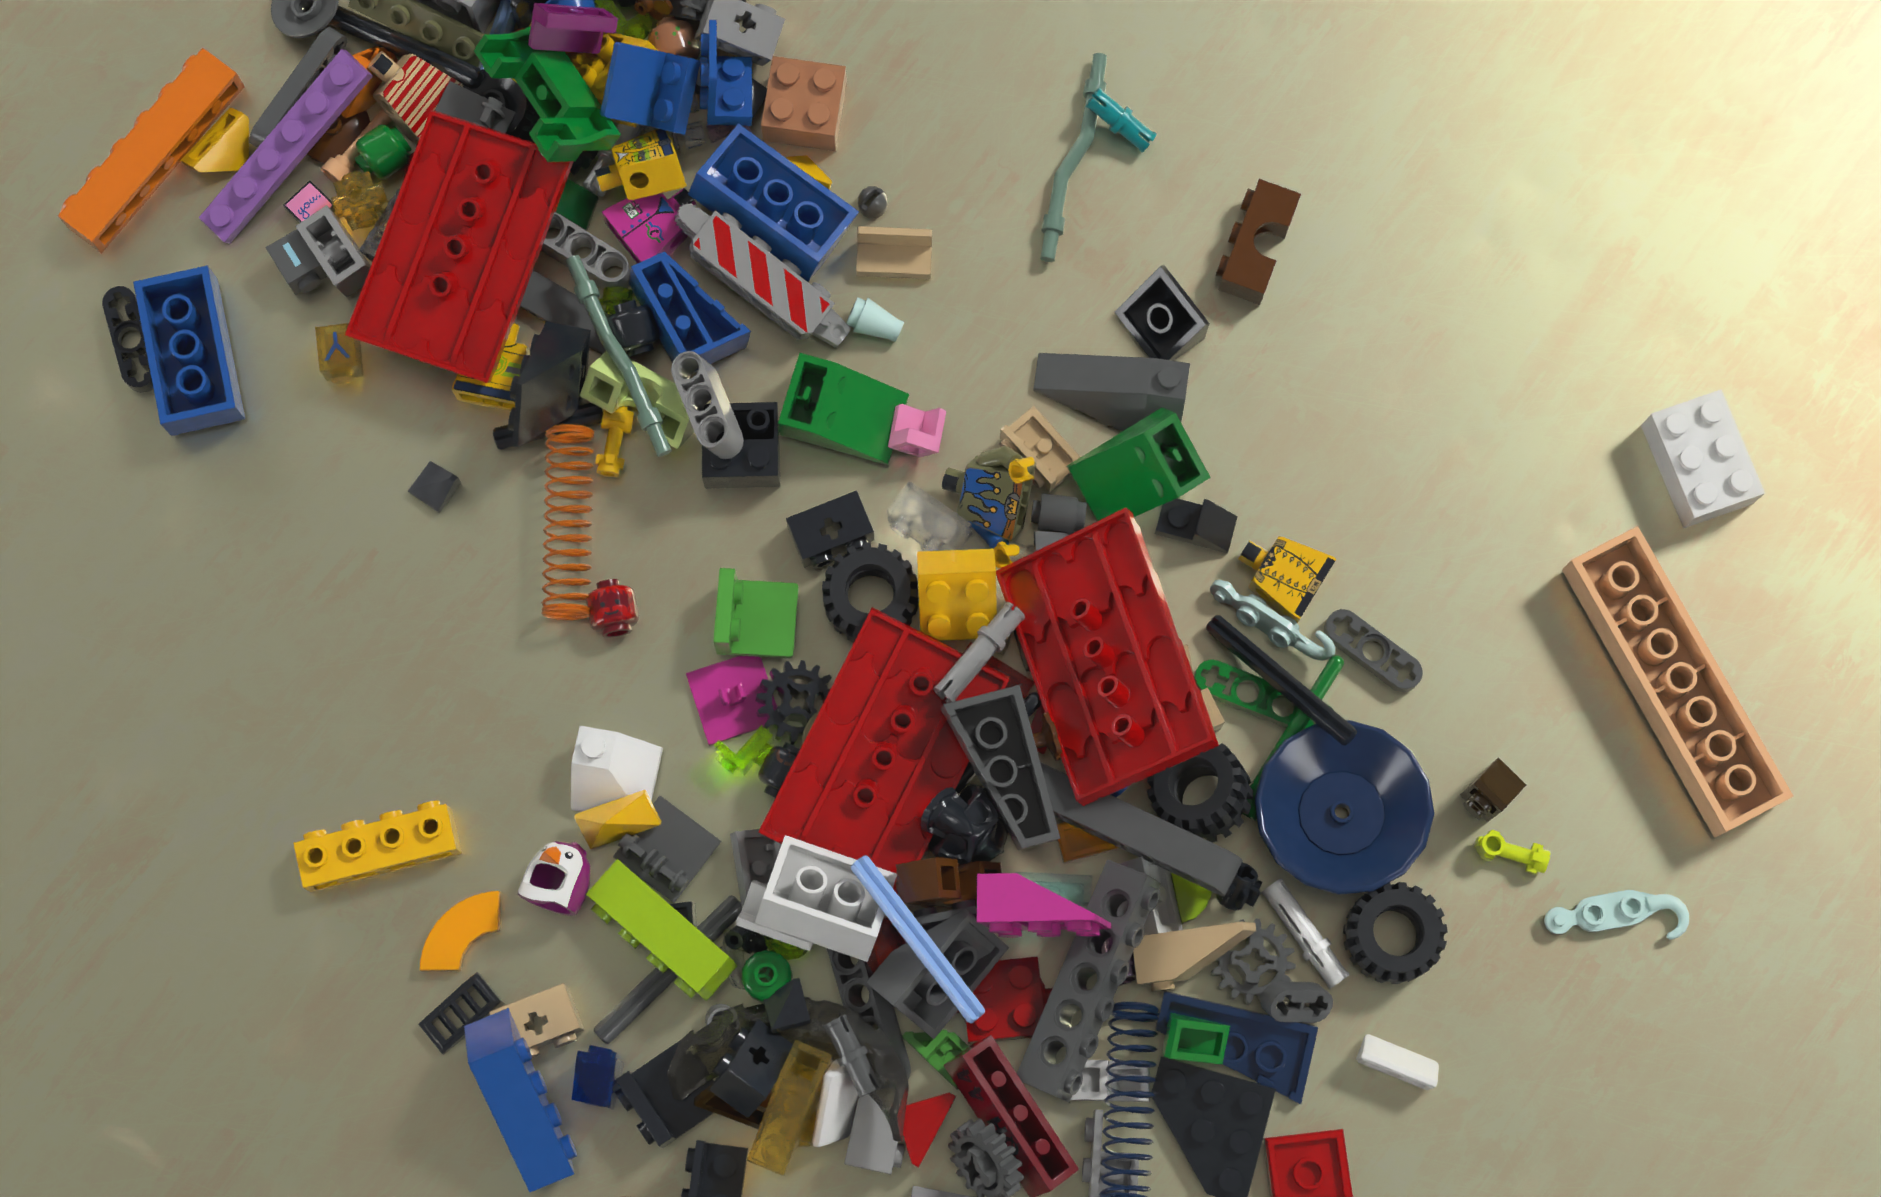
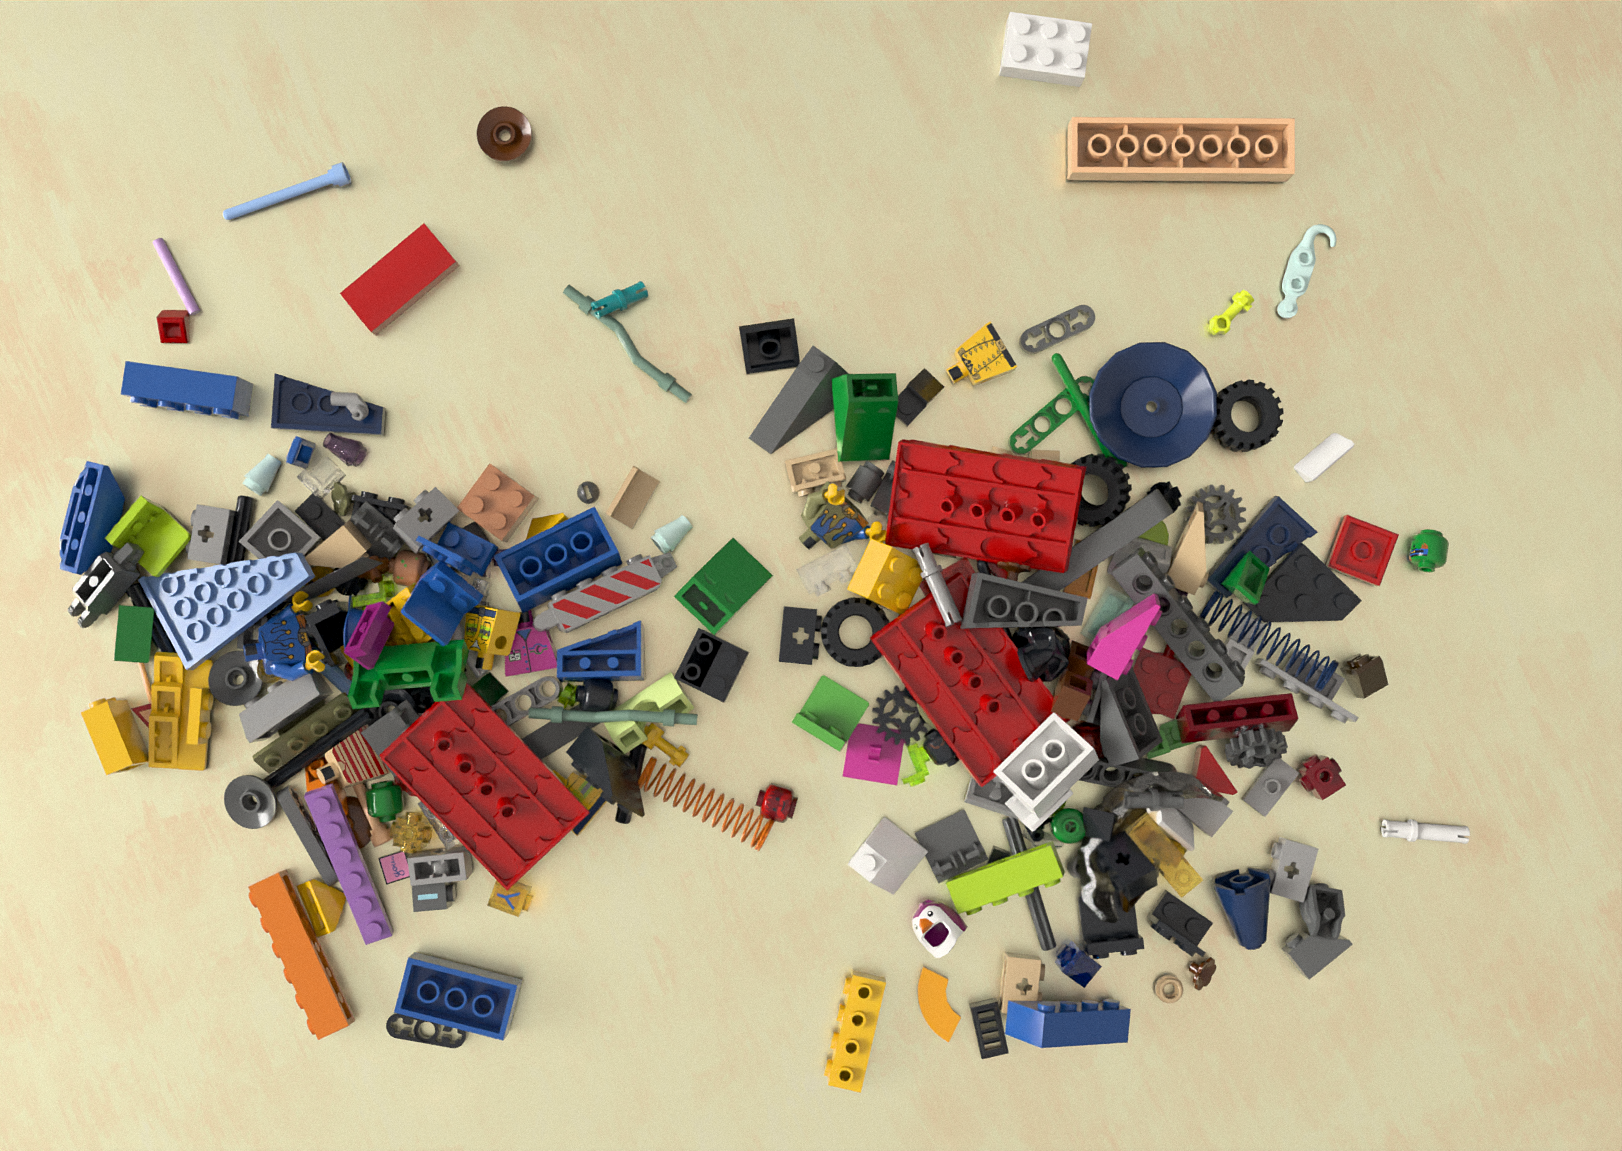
camera: 60 degrees left, 10 degrees up
(435, 486) = (633, 877): black slope -> none
(616, 818) = (918, 868): yellow slope -> none
(696, 393) = (668, 681): light grey beam -> none
(917, 430) = (761, 544): bright pink panel -> none
(918, 939) = (1107, 722): light blue axle -> none
(1267, 212) = (765, 273): reddish brown arch -> none
(1280, 629) = (1014, 380): light aqua piece -> none
(1281, 680) = (1050, 399): black axle -> none
(1295, 1009) = (1256, 501): dark grey beam -> none
(1305, 933) = (1222, 470): white pin -> none
(1492, 791) = (1188, 304): dark brown slope -> none

